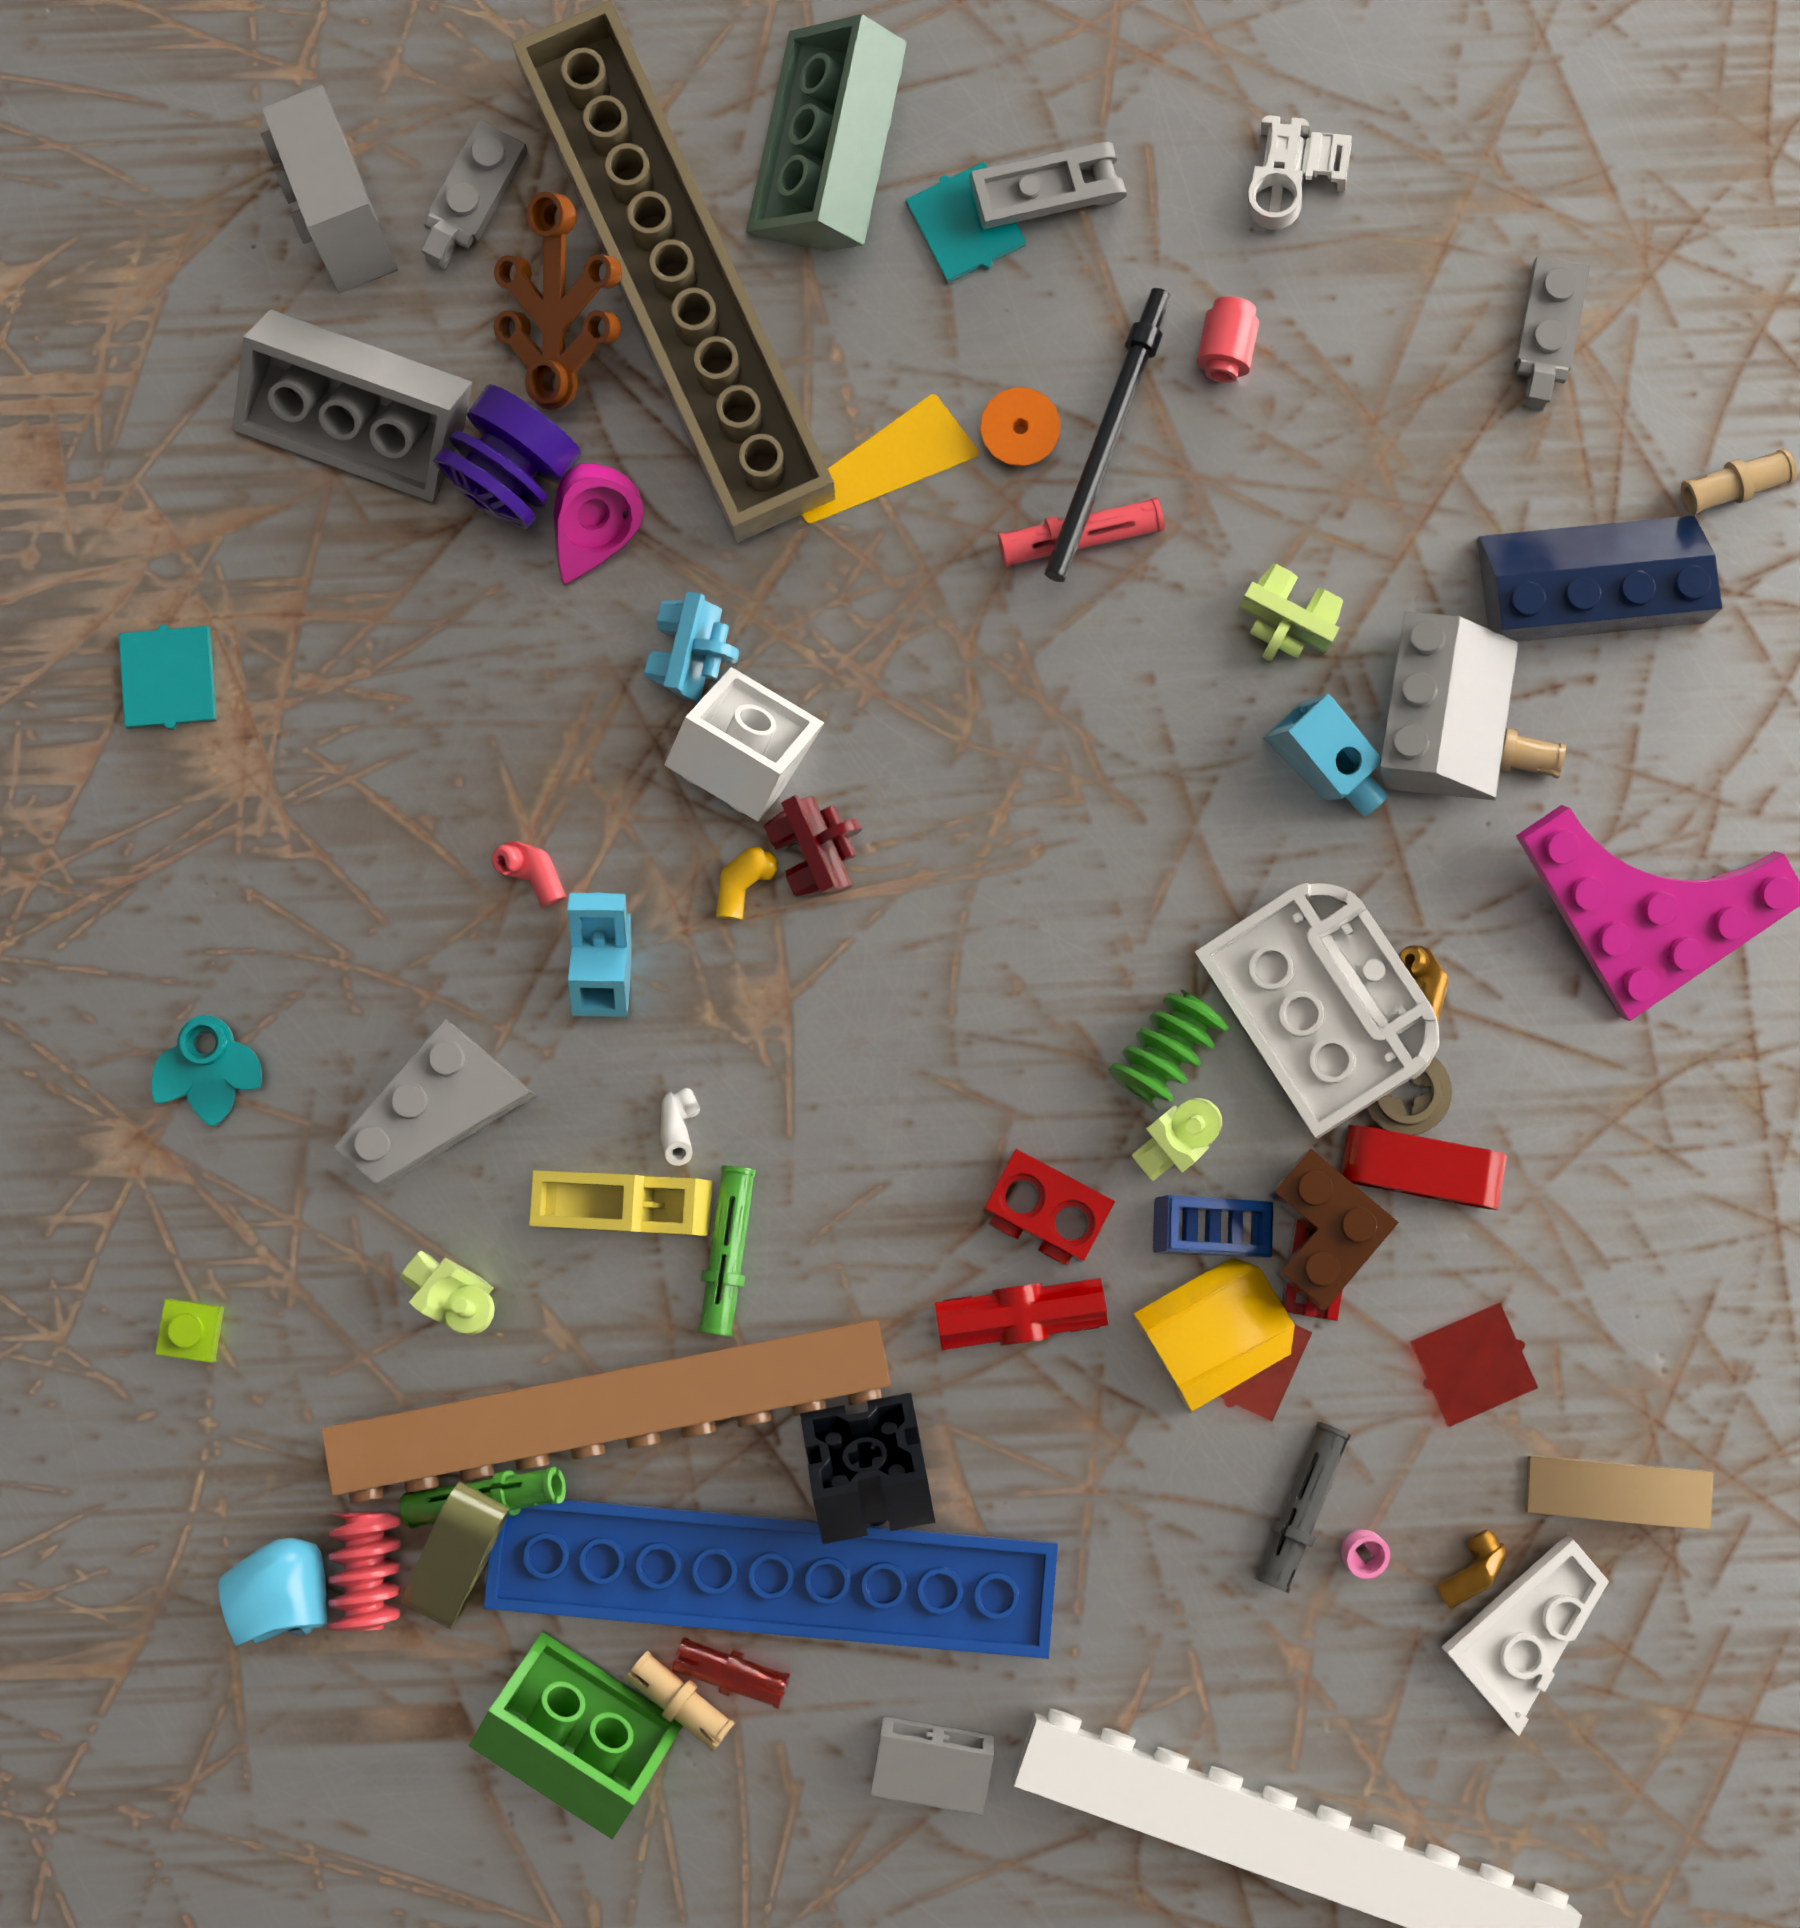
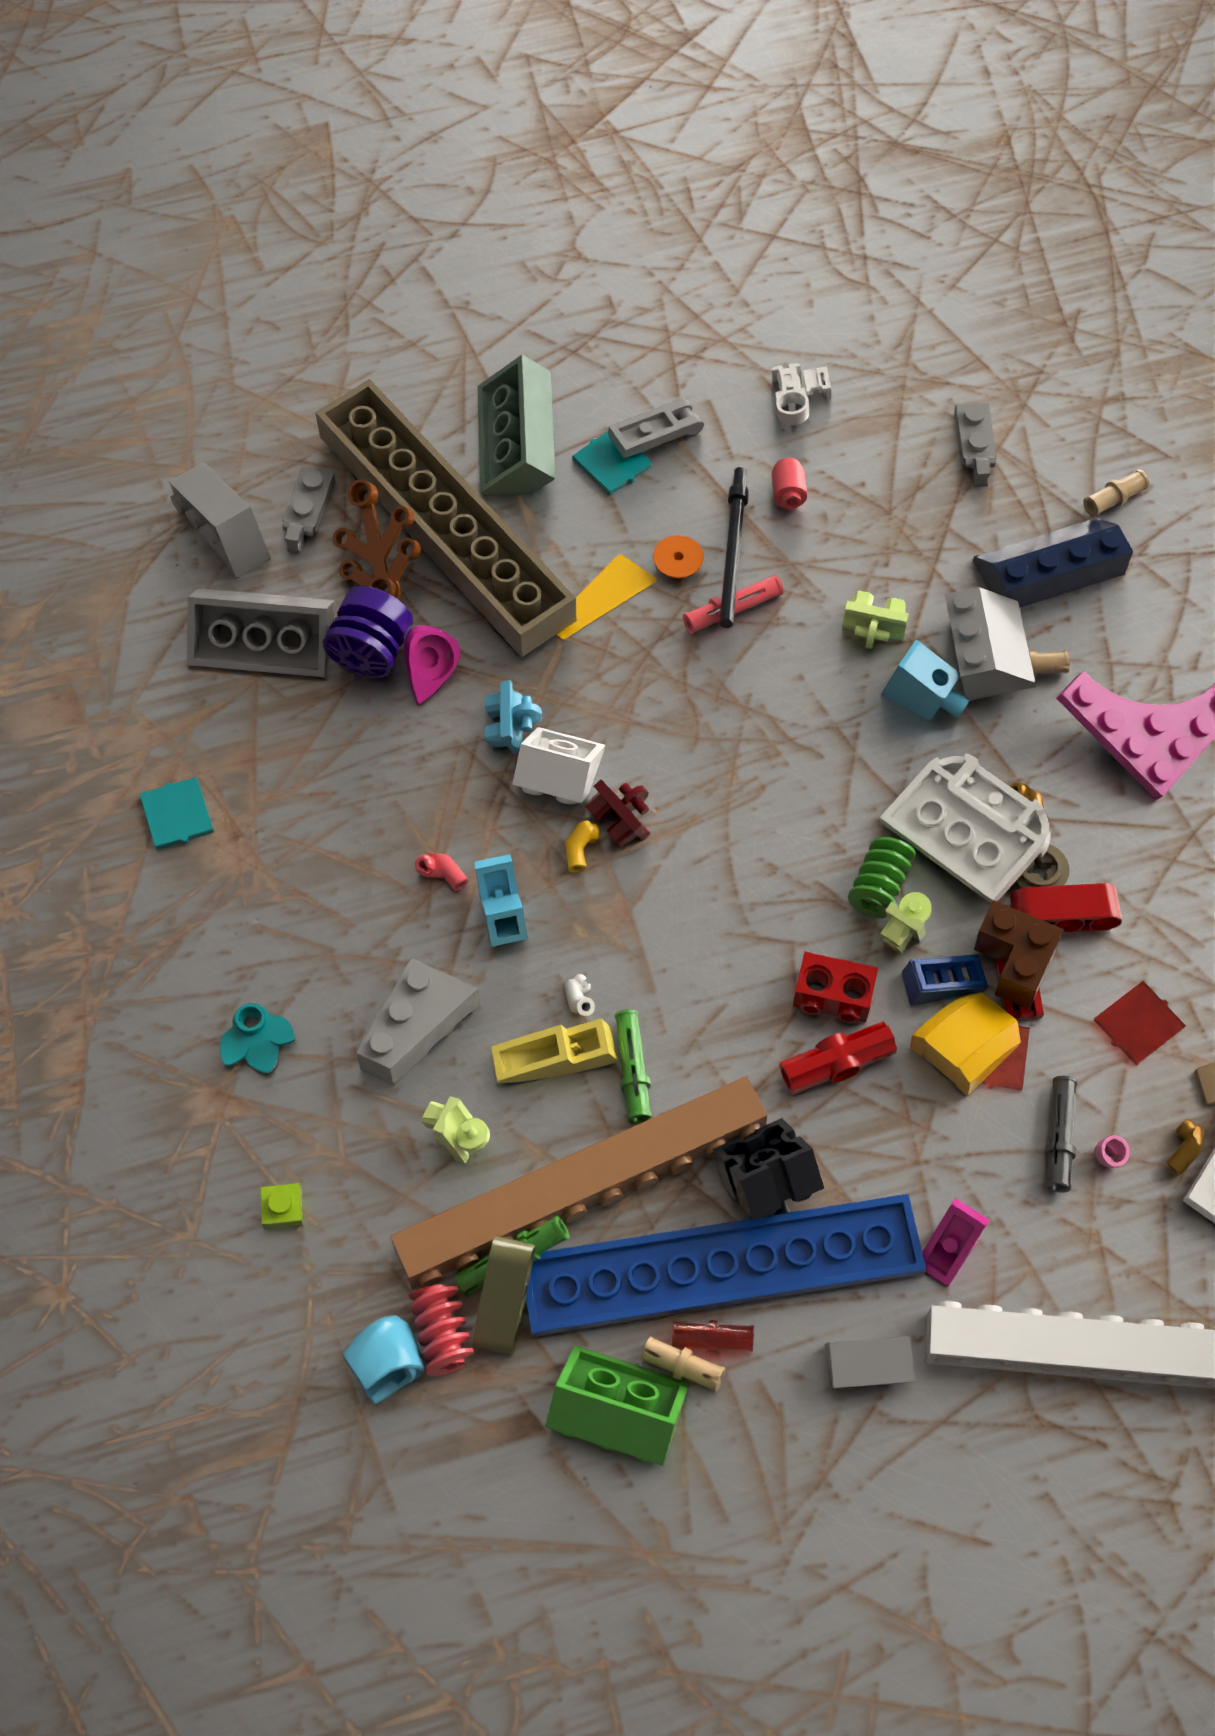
camera: 15 degrees left, 20 degrees down
(1097, 1630) = (953, 1241): none -> dark pink slope

